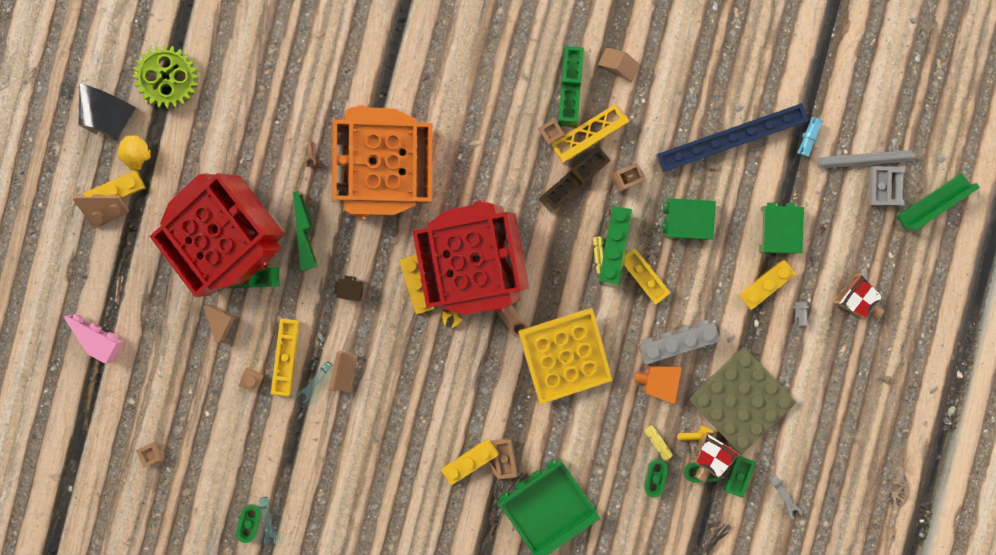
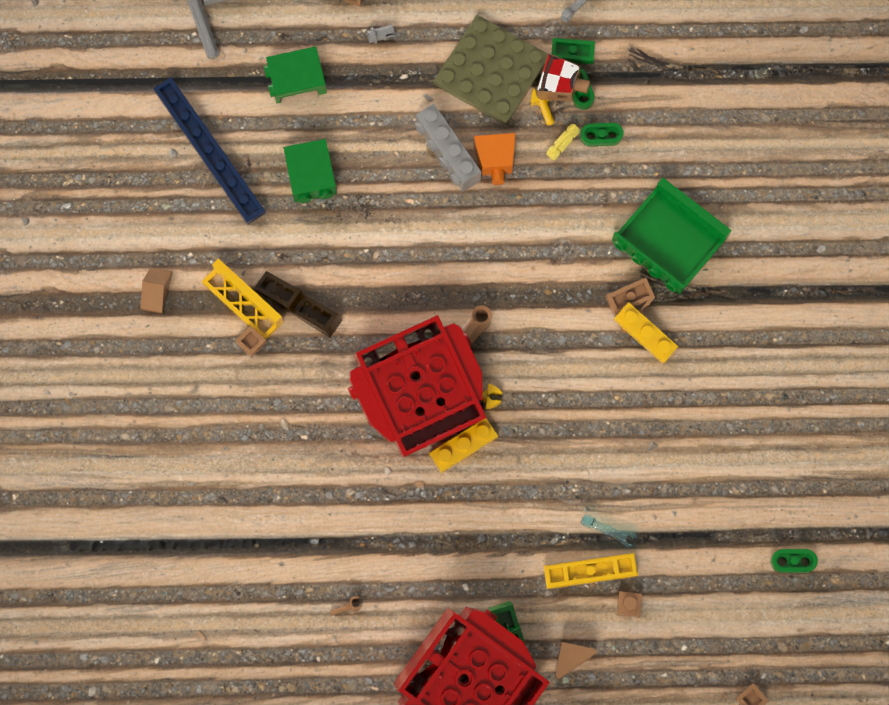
camera: 110 degrees left, 15 degrees down
(263, 505) = (785, 541): clear light blue piece -> none
(303, 223) = (428, 591): green slope -> none
(343, 371) = (587, 499): medium nougat panel -> none
(349, 288) = (490, 517): dark brown brick -> none
(380, 187) = (304, 525): orange piece -> none
(565, 355) = (496, 259): yellow plate -> none
(570, 86) = (194, 335): green slope -> none
(599, 252) = (375, 254): light yellow axle -> none
(616, 247) = (362, 236): green brick -> none
(627, 177) = (282, 248): medium nougat slope -> none
(645, 276) = (385, 201): yellow plate -> none
(766, 284) = (359, 76): yellow plate -> none
(810, 137) = (187, 71): medium azure pin -> none

